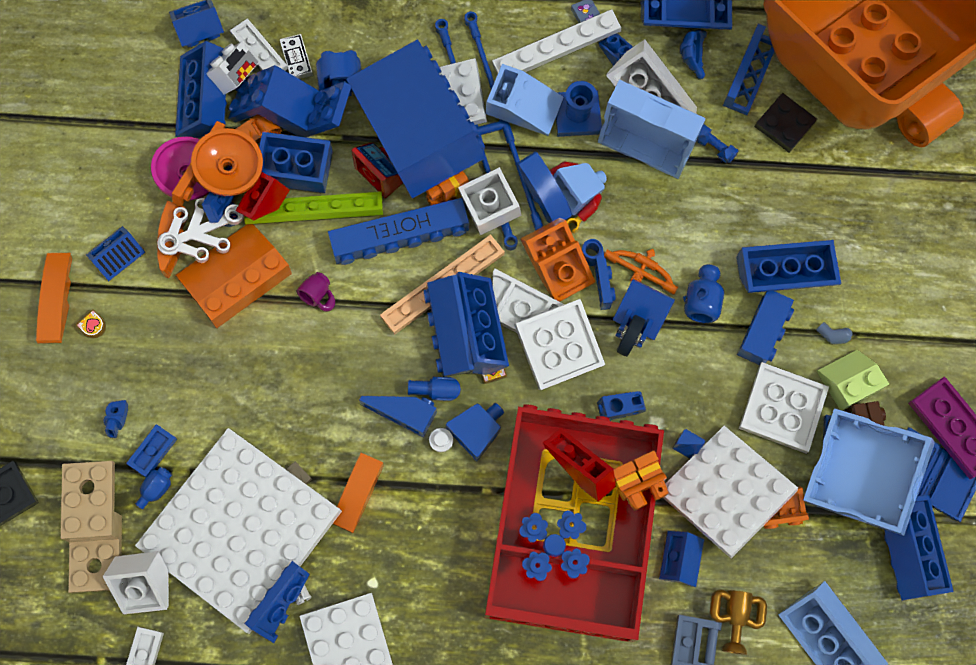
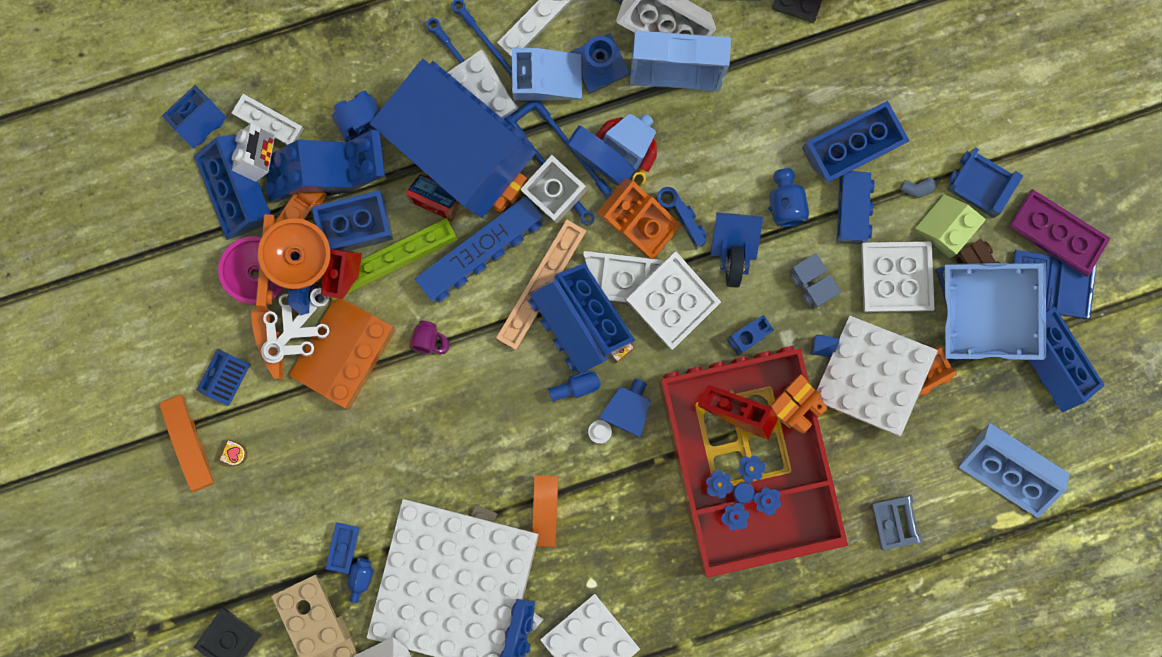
camera: 20 degrees left, 10 degrees up
(115, 421) = (298, 533): blue piece -> none
(296, 56) = (306, 113): tile -> none
(405, 411) = (561, 419): blue slope -> none
(639, 272) = (719, 199): orange piece -> none
(681, 558) = (856, 452): blue panel -> none
(702, 385) = (808, 271): none -> sand blue piece
(726, 153) = (756, 49): blue piece -> none
(738, 613) = (924, 483): pearl gold piece -> none
(898, 353) = (983, 183): none -> blue panel

